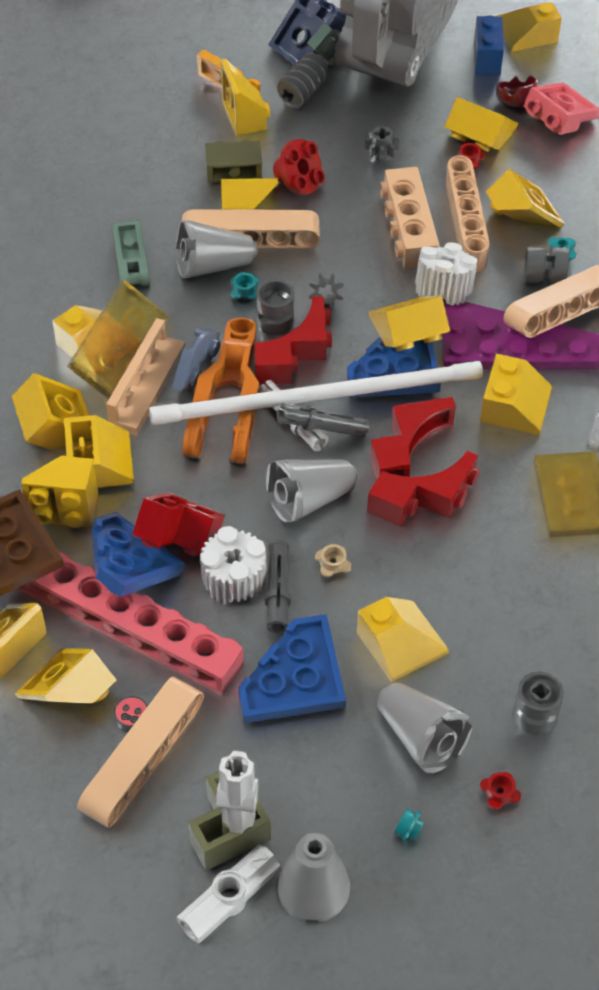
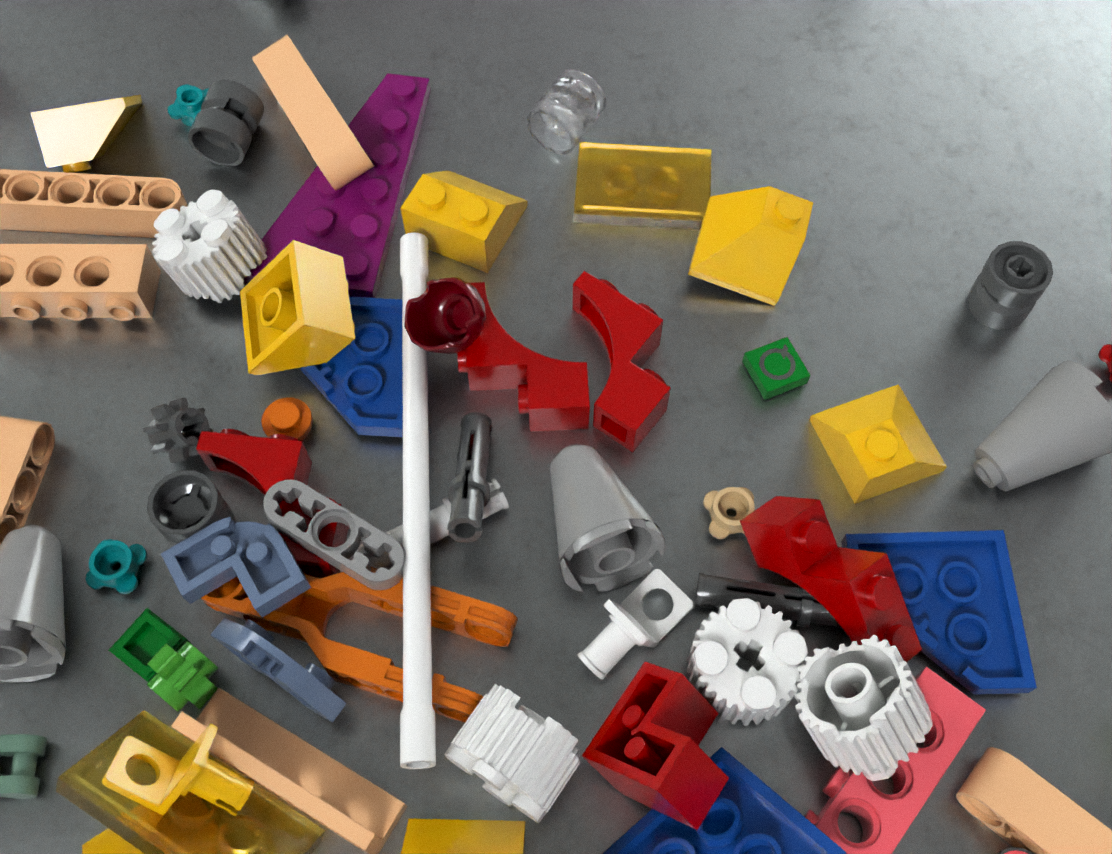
camera: 80 degrees left, 10 degrees up
(132, 326) = (174, 778): none -> yellow bracket
(164, 460) = (515, 753): none -> white brick
(186, 322) = (182, 676): none -> bright green gear
(203, 312) = (144, 640): none -> green tile
(208, 603) = (862, 707): none -> white brick
(250, 513) = (633, 626): none -> white bracket
(251, 325) = (238, 550): none -> sand blue plate
(270, 349) = (310, 501): none -> light grey beam
(288, 601) = (851, 584): none -> red arch
(346, 340) = (287, 417): none -> orange plate
(416, 383) = (445, 316): none -> dark red hair
(443, 578) = (776, 368): none -> green tile
(532, 552) = (751, 241): none -> yellow slope

